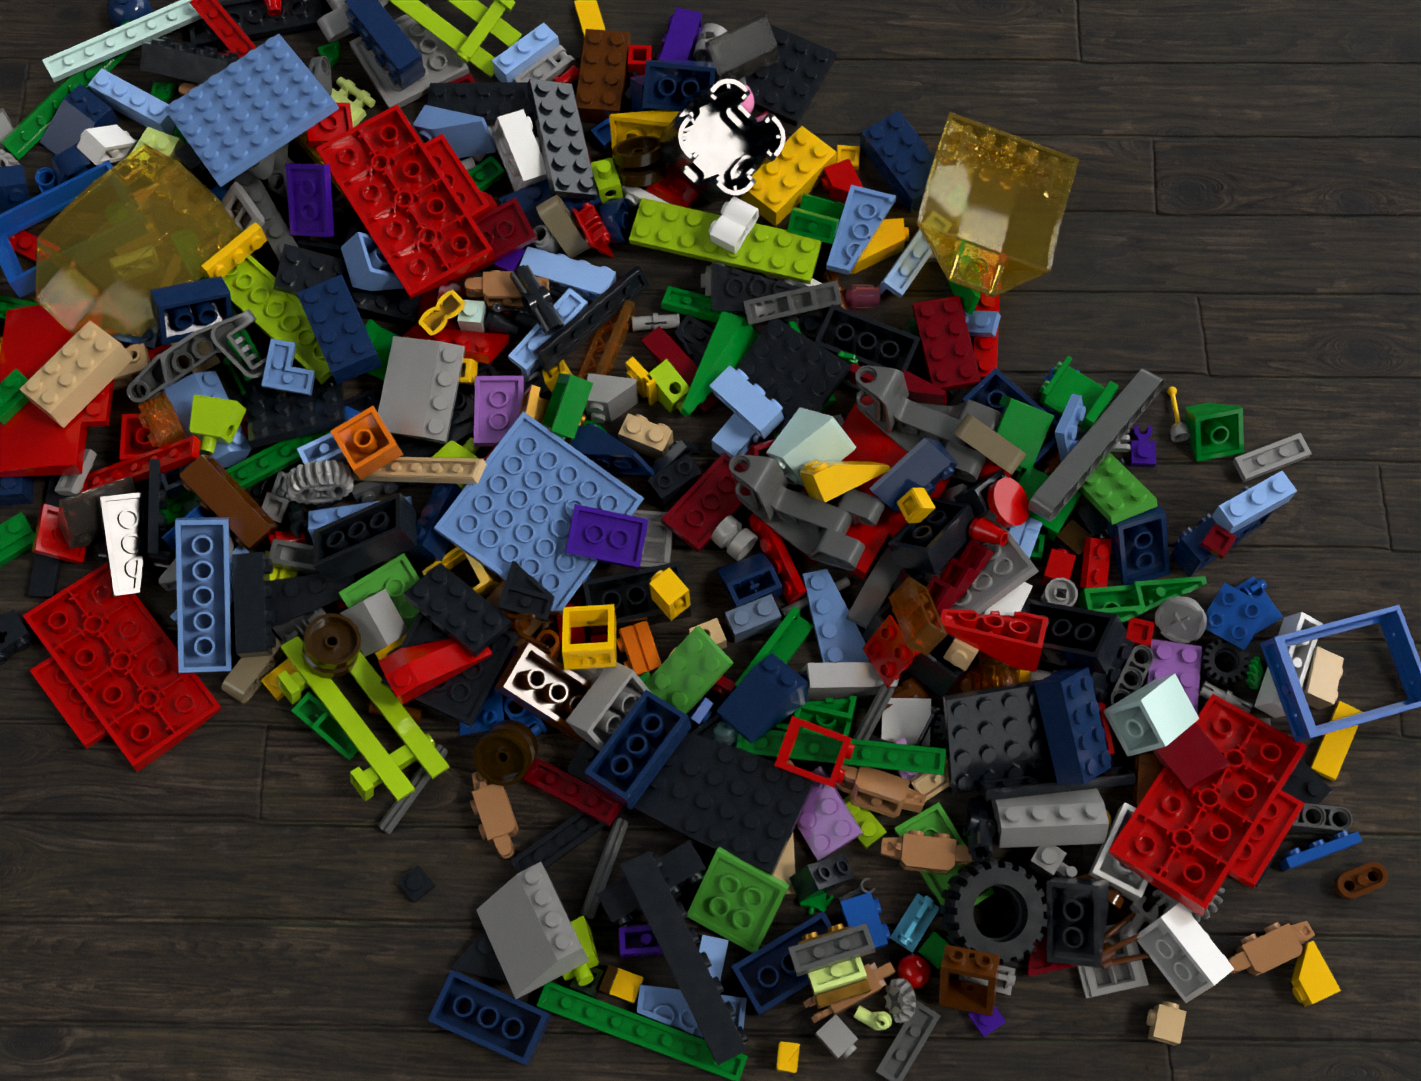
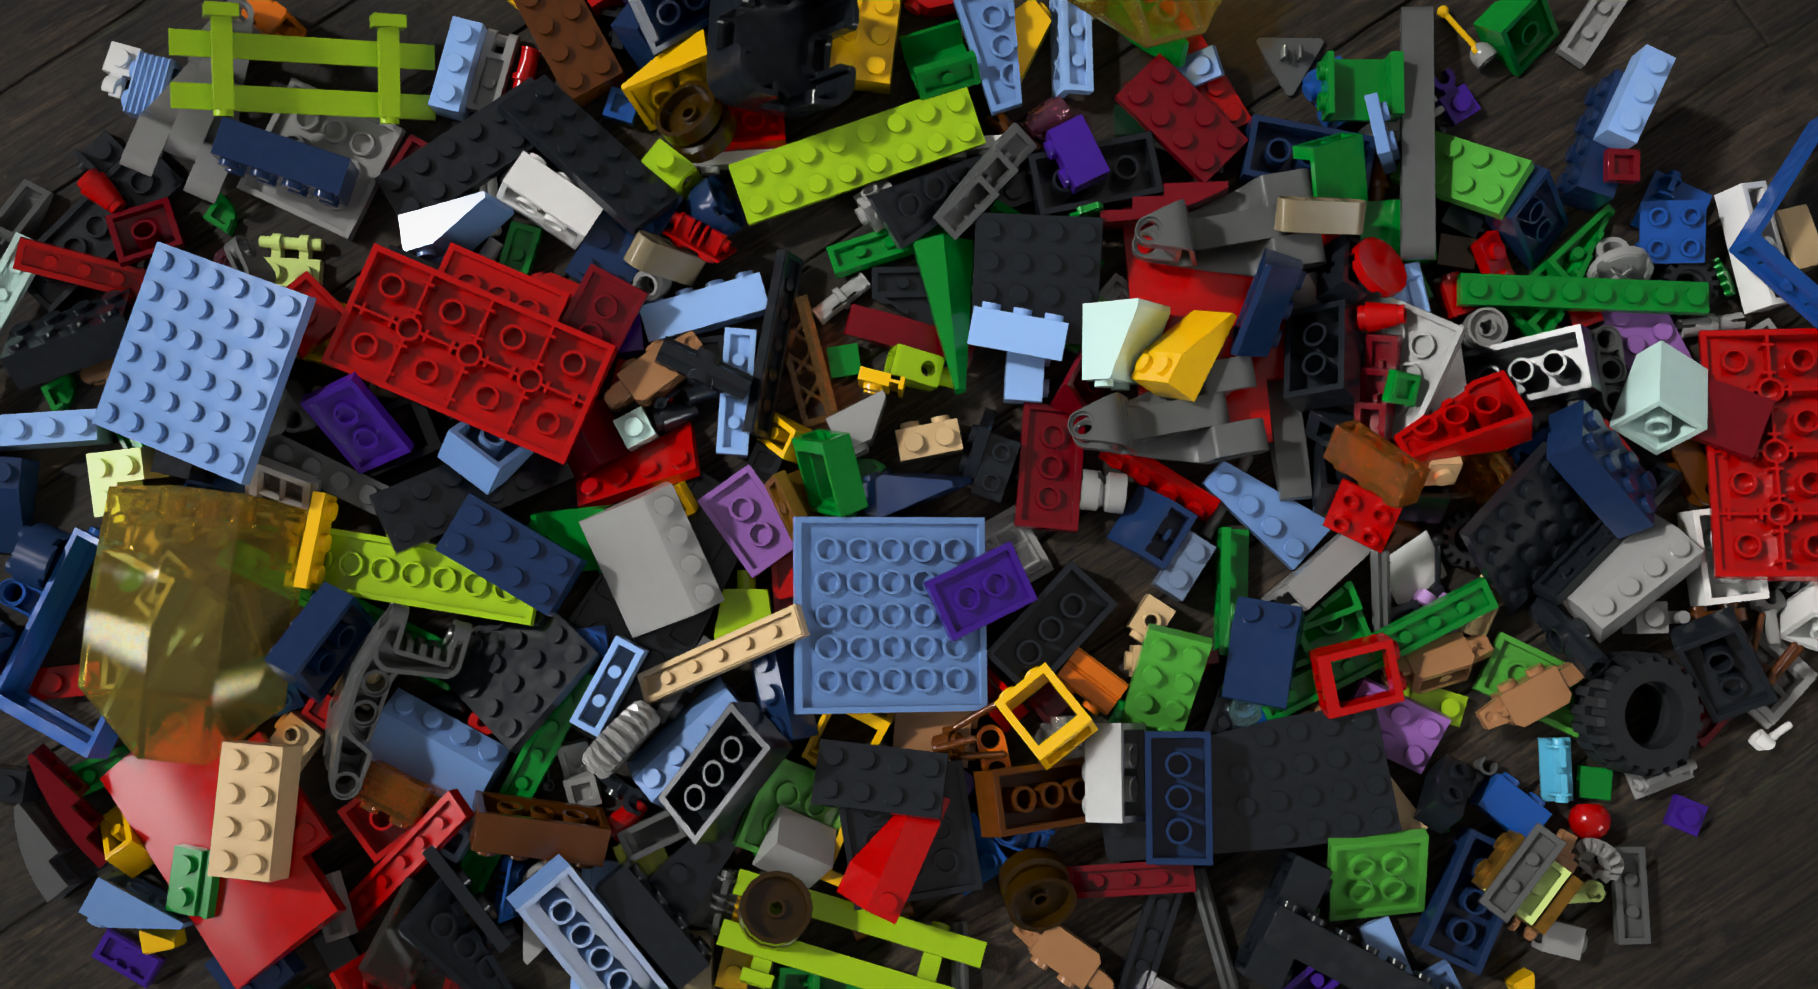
camera: 40 degrees left, 15 degrees up
(106, 144) = (54, 507): white brick -> none
(215, 421) = (453, 754): lime torso -> none
(272, 24) = (139, 229): none -> dark red slope
(280, 373) = (485, 650): medium blue plate -> none
(366, 442) = (644, 666): orange slope -> none
(437, 317) = (613, 447): yellow brick -> none
(525, 595) = (944, 716): black wing -> none
(626, 353) = (844, 361): none -> green tile
(669, 593) = (1096, 611): yellow brick -> none
(700, 711) = (1202, 705): blue plate -> none
(733, 225) = (861, 134): white brick -> none
(860, 319) = (1076, 154): none -> dark purple brick
(916, 505) = (1289, 338): yellow slope -> none
(964, 994) = (1655, 805): reddish brown window -> none
(969, 583) = (1401, 388): none -> green tile
(1046, 356) = (1289, 59): none -> dark grey piece
(1076, 1005) = (1762, 741): none -> white hand
(1144, 616) = (1582, 294): none -> green plate

